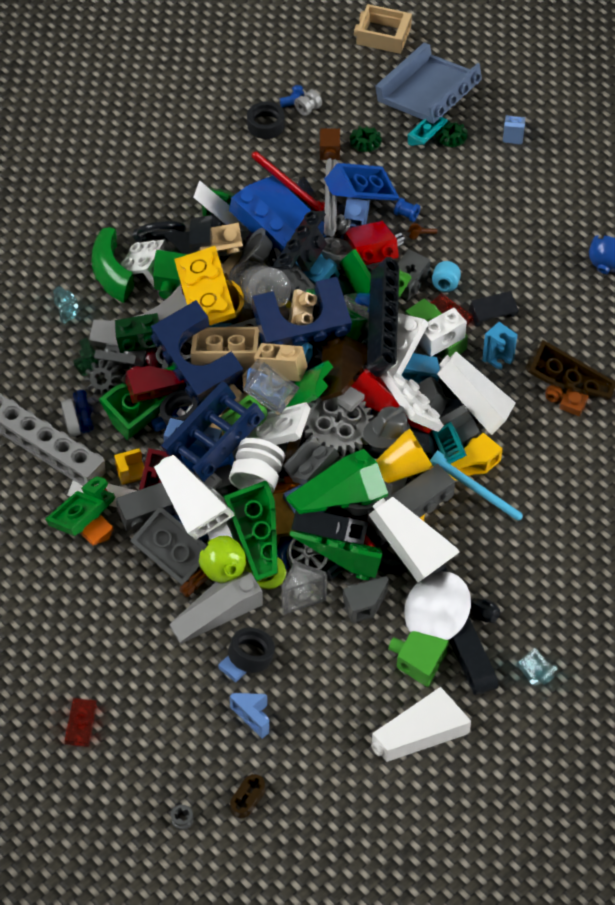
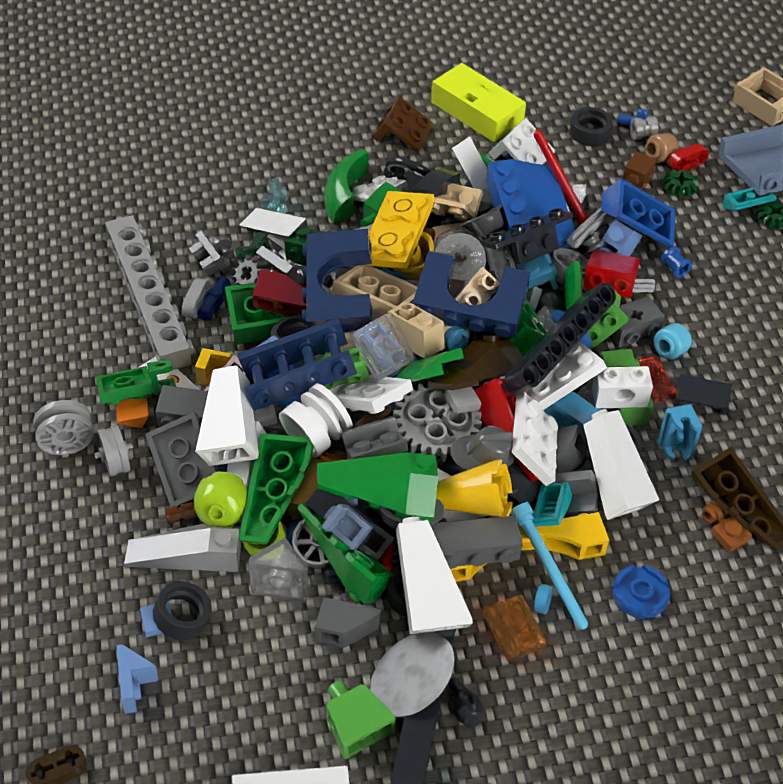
camera: 30 degrees right, 5 degrees down
(60, 379) = (219, 247): none -> dark grey hips
(61, 568) = (63, 427): none -> light grey wheel
(85, 326) = (272, 222): none -> white sticker
(112, 565) = (113, 450): none -> light grey wheel
(115, 185) = (405, 123): none -> reddish brown bracket
(163, 140) = (478, 102): none -> neon yellow brick
(225, 161) = (520, 145): none -> white bracket
(333, 114) = (661, 146): none -> medium nougat head
(336, 529) = (346, 525): none -> sand blue bracket
(358, 114) = (688, 157): none -> red beam
(416, 230) = (673, 284): reddish brown hand -> none
(478, 541) = (514, 627): none -> clear orange plate
(483, 512) = (543, 599): none -> dark azure tile
(541, 473) = (641, 591): none -> blue tile

